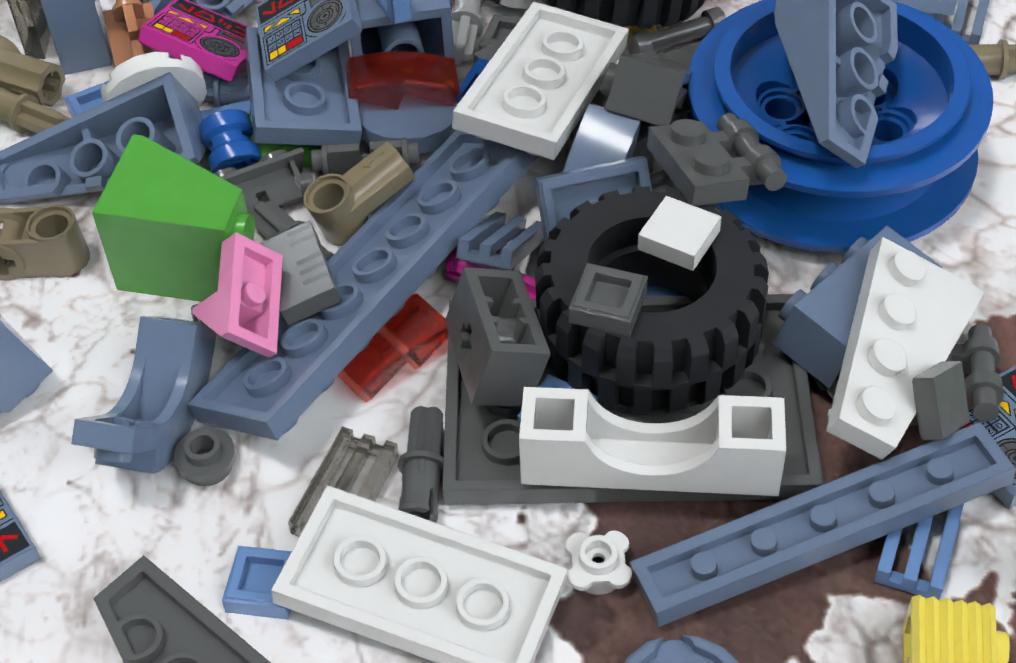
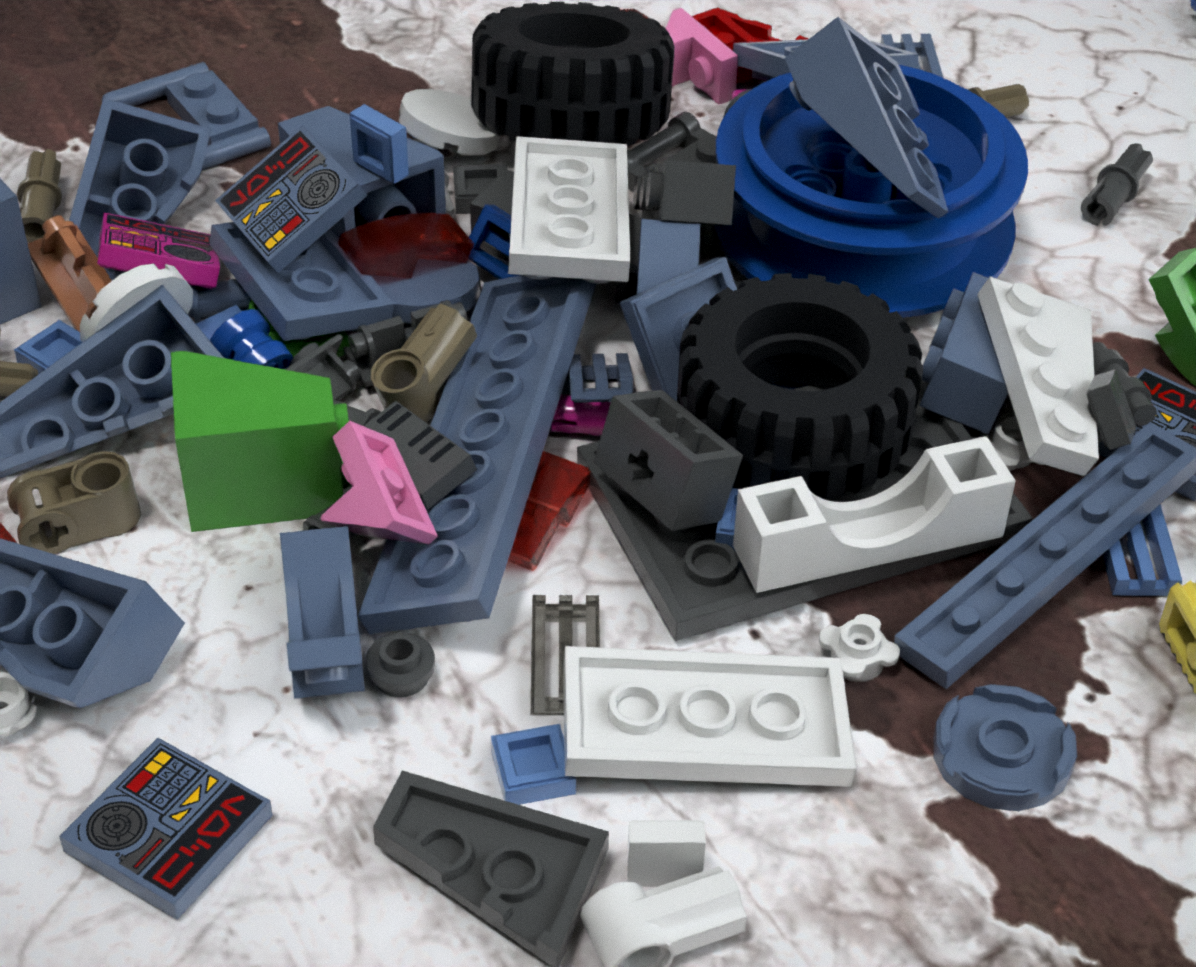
camera: 25 degrees left, 5 degrees down
(422, 464) = (635, 603): dark grey axle -> none
(608, 299) = (785, 385): dark grey tile -> none
(679, 233) = (817, 310): white tile -> none
(715, 164) = (805, 238): dark grey plate -> none

